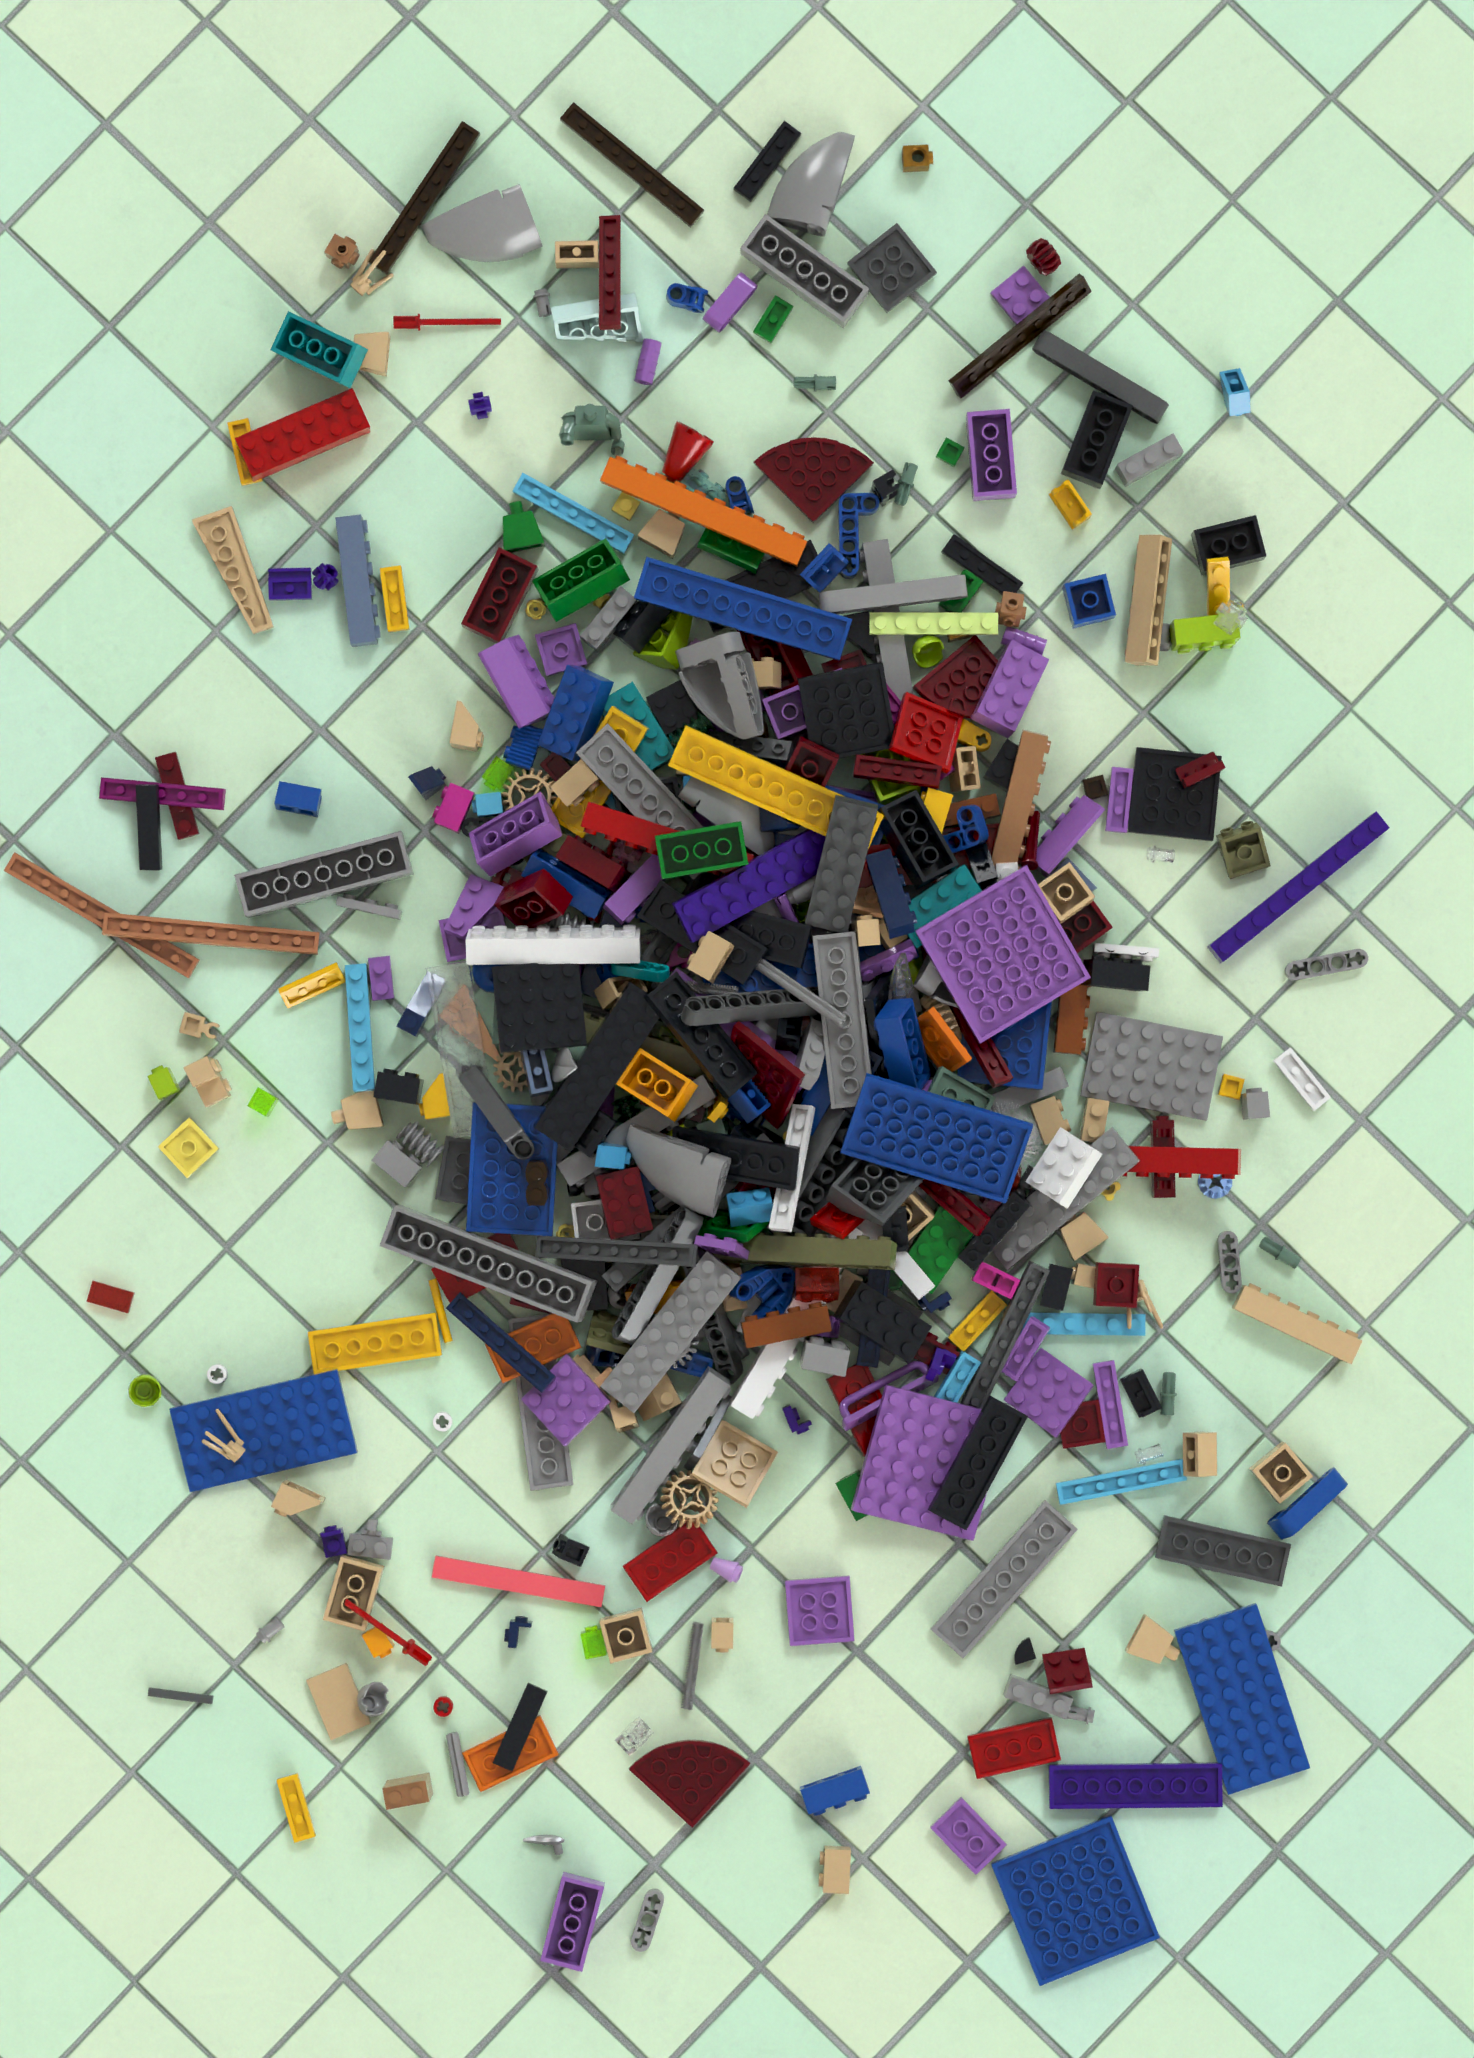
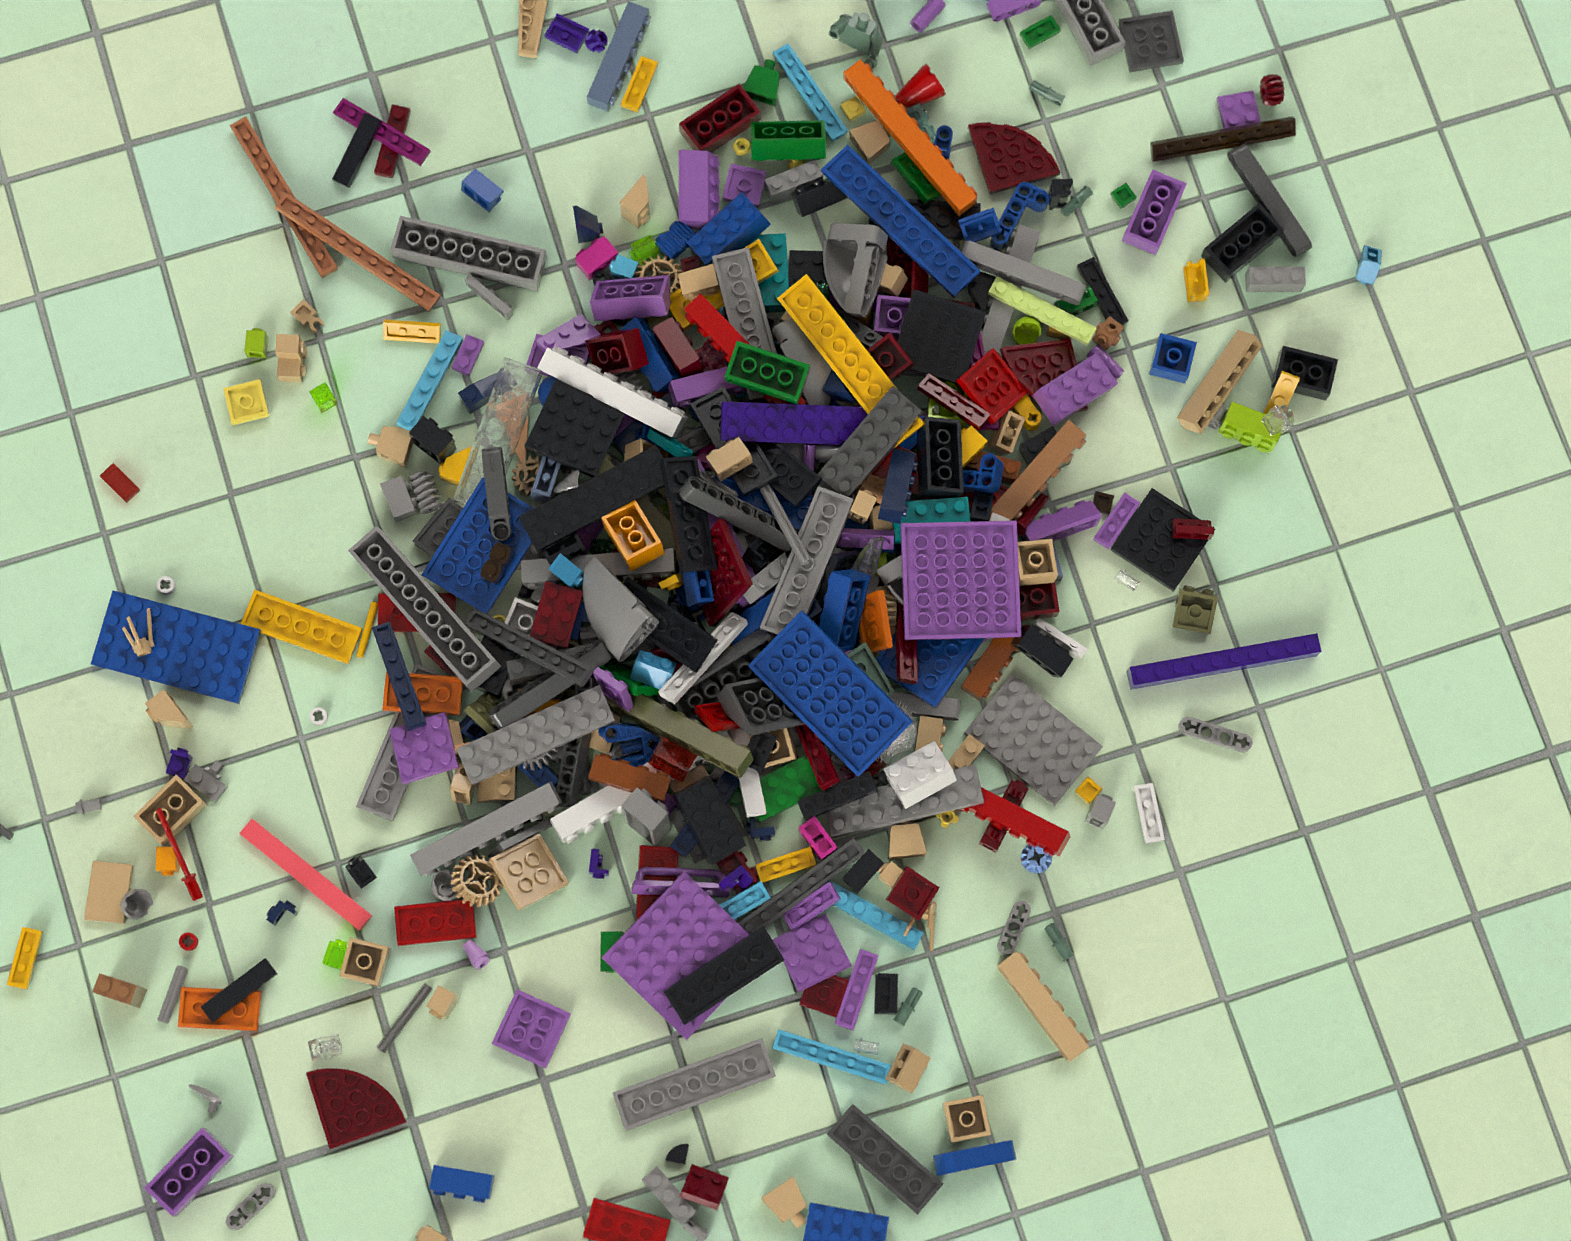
camera: 25 degrees right, 10 degrees down
(144, 1390) = (102, 566): lime hair -> none
(669, 637) = (819, 222): lime wedge -> none

